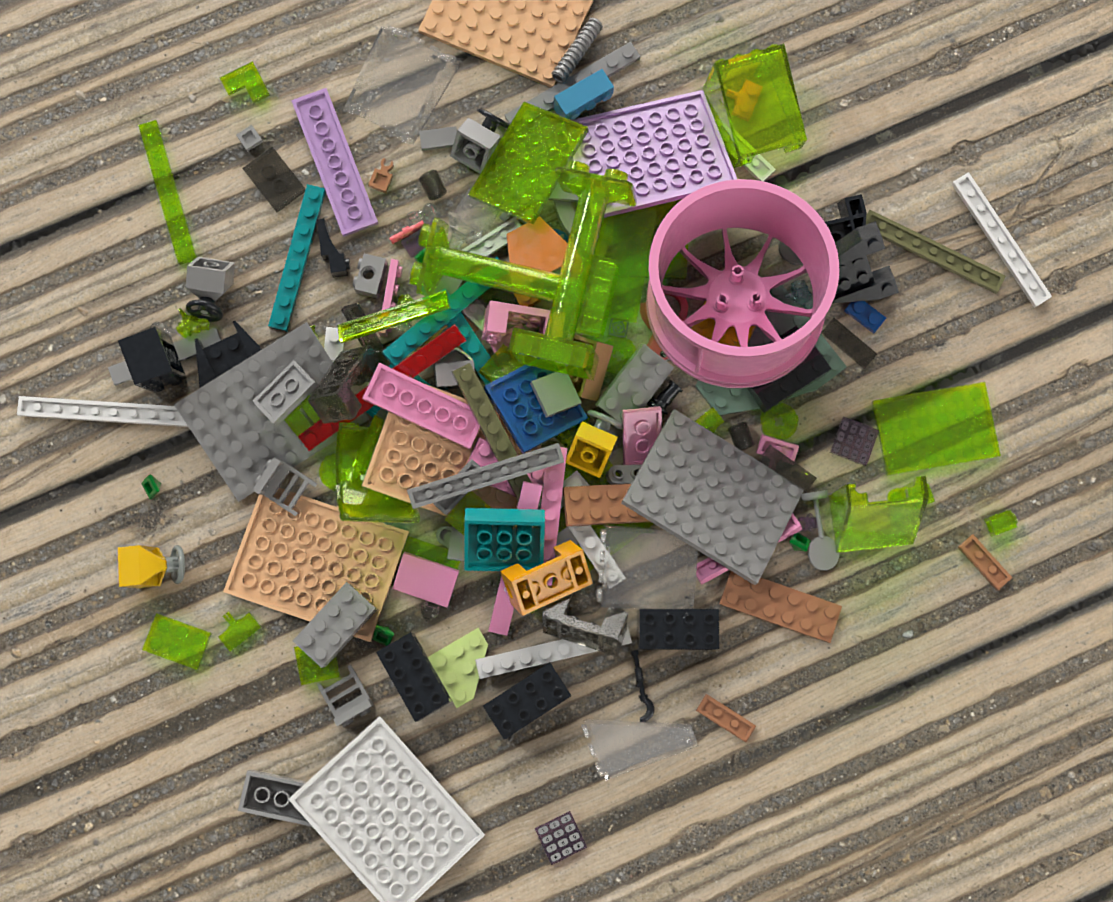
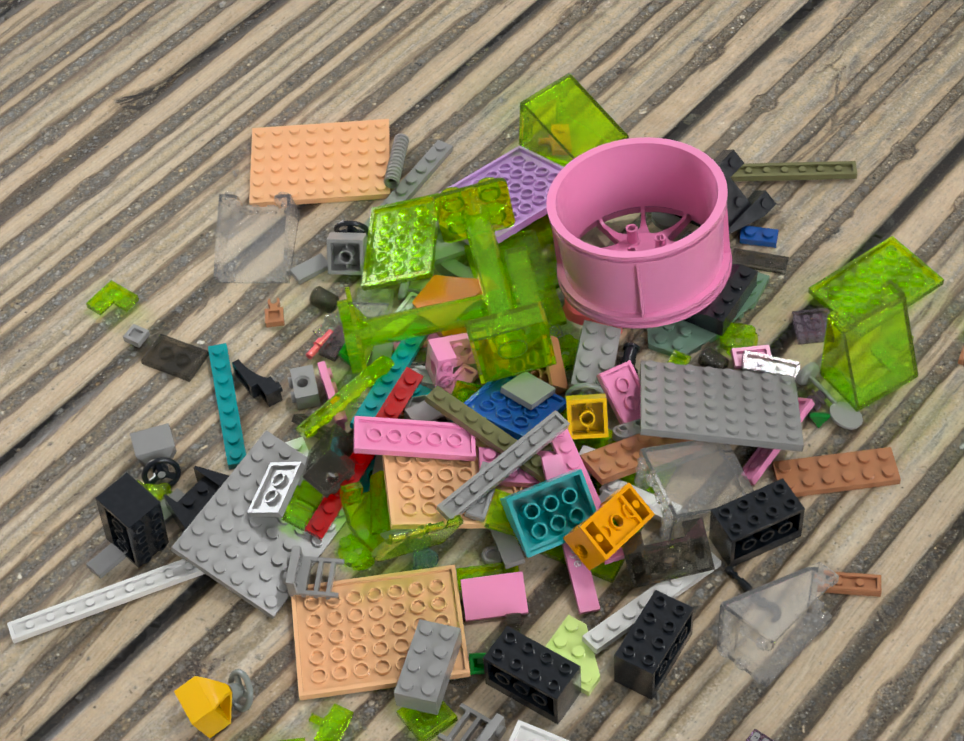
camera: 20 degrees left, 30 degrees down
(151, 486) = (178, 641): green slope -> none
(167, 192) = (79, 407): clear neon green plate -> none
(334, 162) = (225, 321): lavender plate -> none
(583, 95) = (422, 178): dark azure slope -> none
(1001, 240) = (835, 142): white plate -> none

